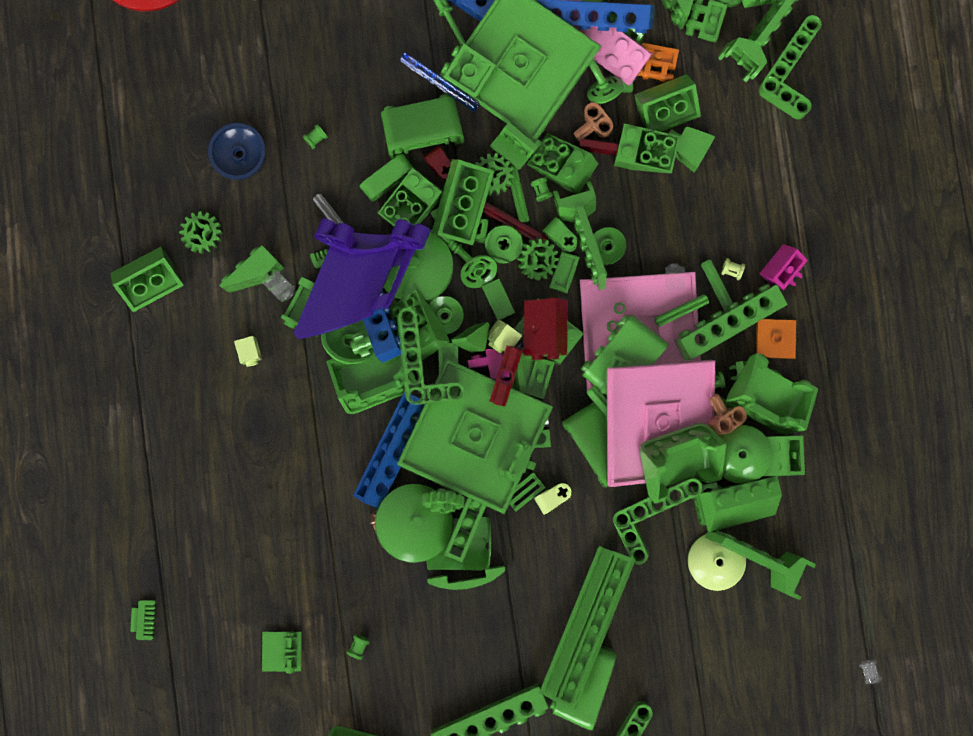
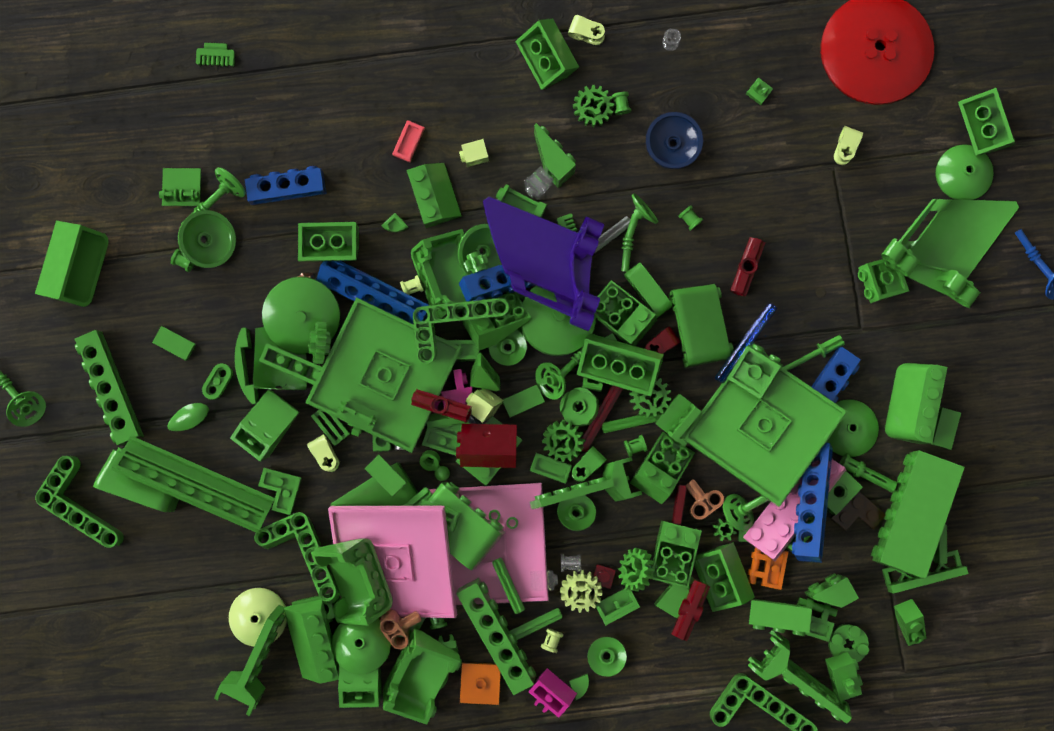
camera: 90 degrees right, 0 degrees up
(122, 241) = (583, 30): none -> yellowish green piece
(138, 159) = (669, 34): none -> clear bush
(187, 70) = (759, 91): none -> bright green tile
(198, 204) = (621, 103): none -> bright green bush
(235, 418) = (408, 141): none -> coral tile
(282, 603) = (227, 183): none -> bright green dish
(286, 532) = (255, 185): none -> blue brick
(290, 391) = (434, 194): none -> bright green slope
(309, 184) = (641, 211): none -> bright green dish
(320, 431) = (394, 224): none -> bright green tile
(336, 610) = (218, 234): none -> bright green dish
(339, 496) = (328, 241): none -> bright green slope
(353, 76) = (751, 255): none -> dark red piece
(383, 411) = (412, 286): none -> yellowish green bush
(443, 654) = (174, 343): none -> bright green tile
(481, 608) = (217, 381): none -> bright green plate
(518, 636) = (188, 417): none -> bright green arm
(526, 556) = (264, 425): none -> bright green slope
(570, 380) = (441, 472): none -> bright green plate
(576, 430) = (385, 475): none -> bright green tile
(585, 536) = (286, 487): none -> bright green plate
(621, 109) = (720, 532): none -> bright green gear
(657, 251) = (570, 563): none -> clear bush
(662, 186) = (636, 569): none -> bright green gear
(669, 220) = (605, 575): none -> dark red plate
(683, 240) = (581, 583): none -> yellowish green gear
(697, 206) = (617, 606): none -> bright green hinge
(701, 133) = (690, 610): none -> dark red piece
(705, 47) = (780, 616): none -> bright green brick
(750, 207) = (609, 666): none -> bright green dish
(774, 242) = (580, 685): none -> bright green tile

